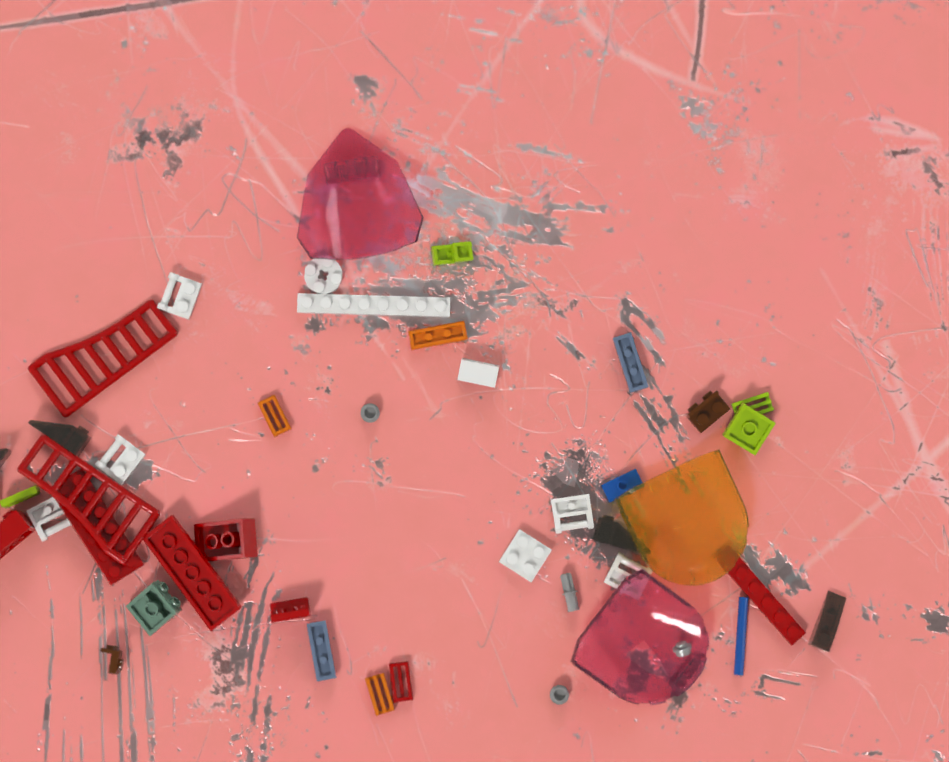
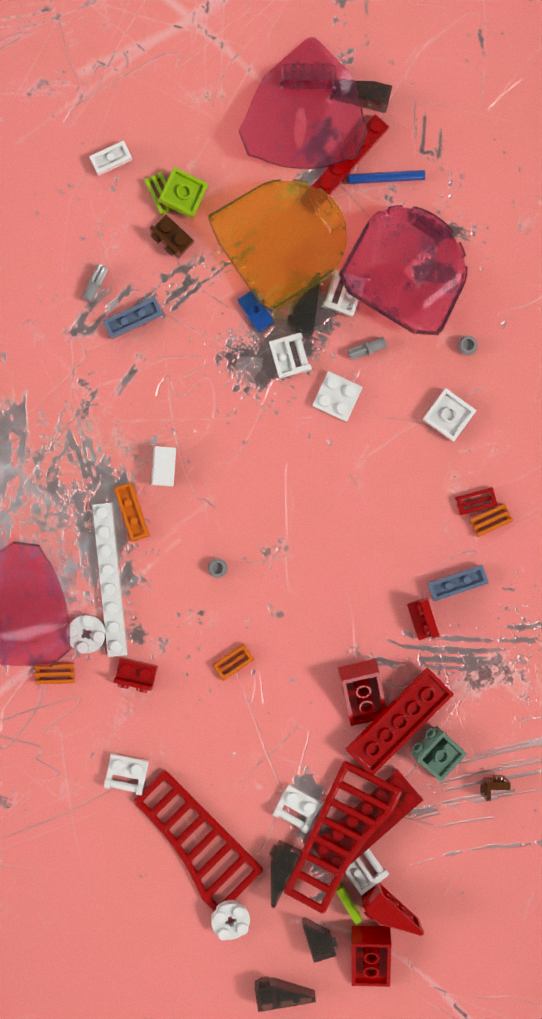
camera: 90 degrees left, 5 degrees up
(28, 386) = (232, 930): none -> white plate
(275, 318) = (135, 675): none -> red bracket
(280, 242) = (38, 674): none -> orange tile
(452, 253) = (48, 508): lime slope -> none
(491, 665) = (449, 415): none -> white plate
(670, 329) = (95, 282): none -> light grey axle
(682, 648) = (408, 229): light grey plate -> none
(793, 361) = (111, 158): none -> white plate
(816, 561) = (305, 112): none -> clear pink windscreen

